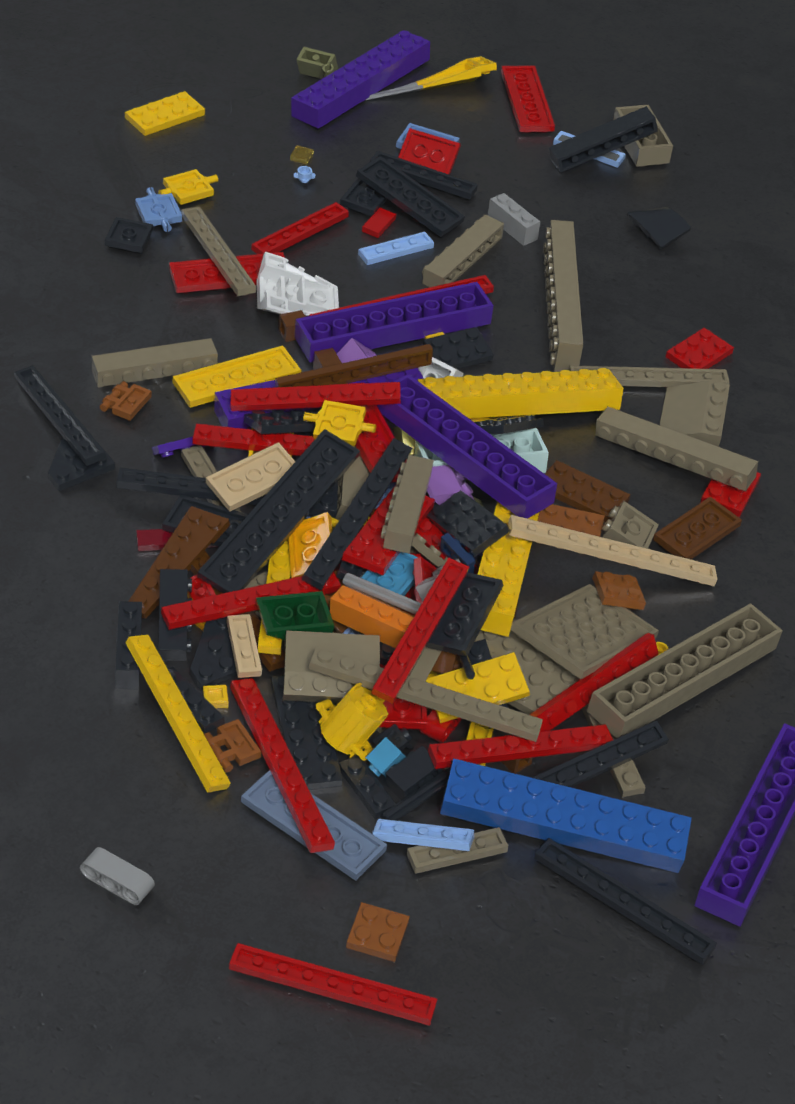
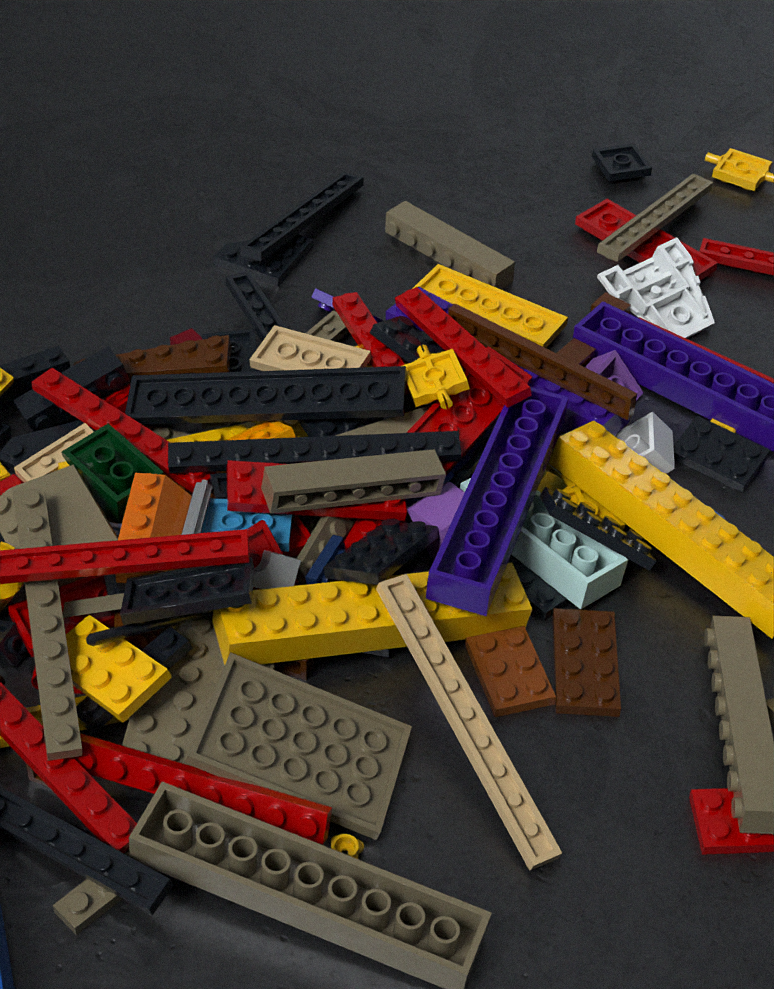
camera: 65 degrees right, 0 degrees up
(130, 400) = (376, 252): dark orange plate -> none
(158, 209) = (680, 163): medium blue plate -> none
(619, 590) = (421, 761): dark orange plate -> none
(629, 526) = (549, 730): dark tan plate -> none
(697, 529) = (620, 809): reddish brown plate -> none

